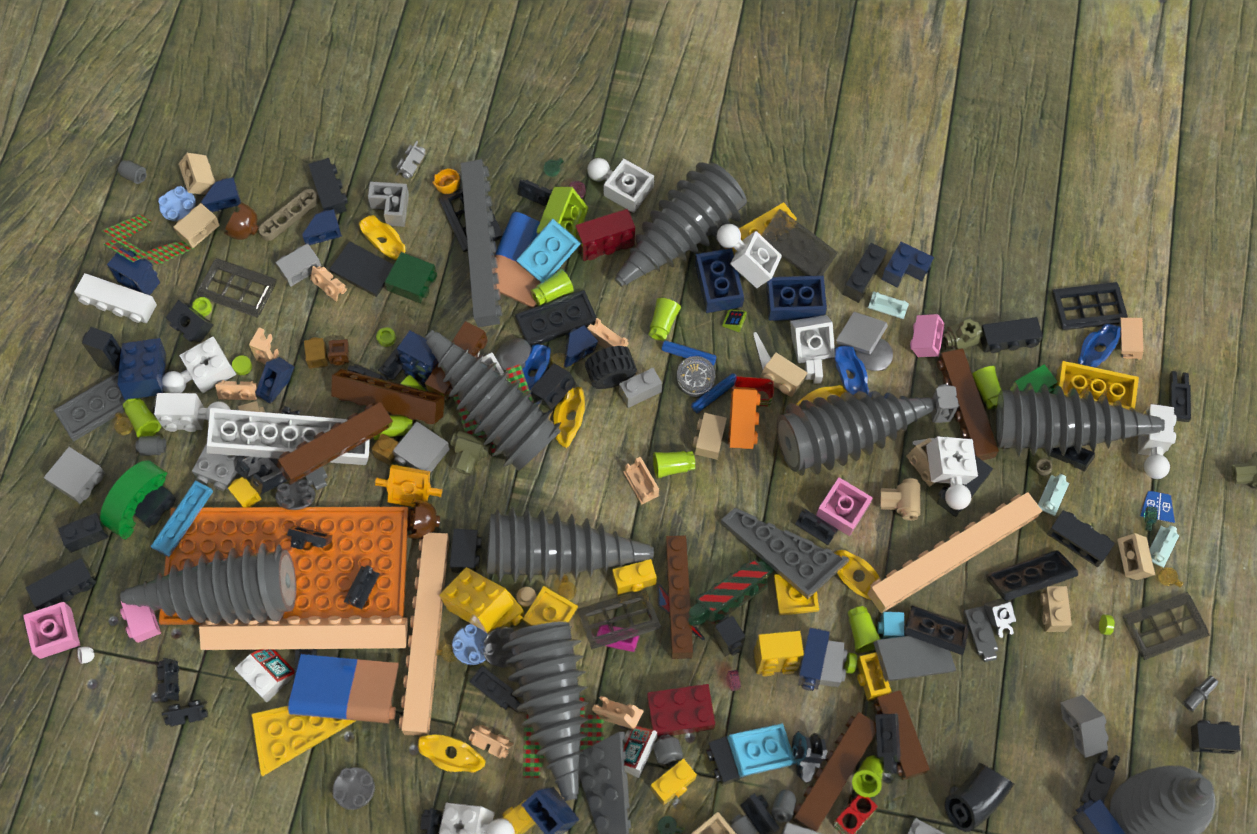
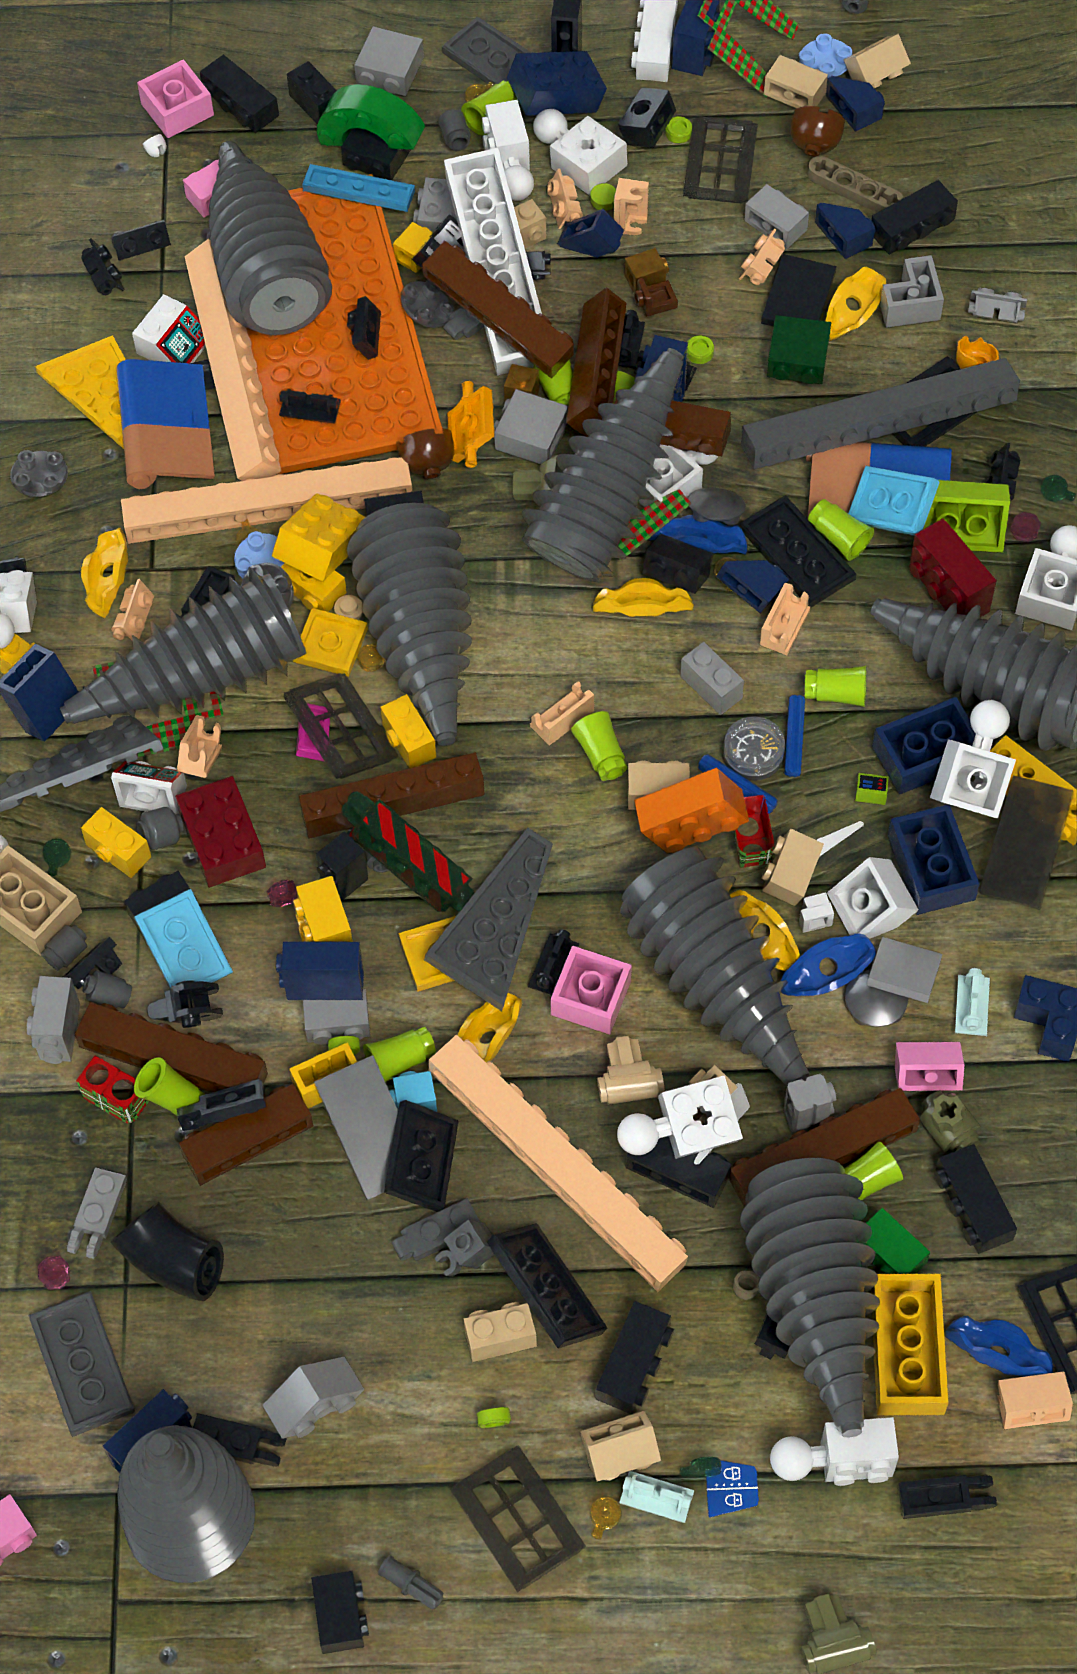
camera: 80 degrees right, 5 degrees down
(610, 367) = (726, 623): black tyre -> none
(864, 272) = (1016, 953): black brick -> none
(1053, 494) = (702, 1308): light aqua hinge -> none

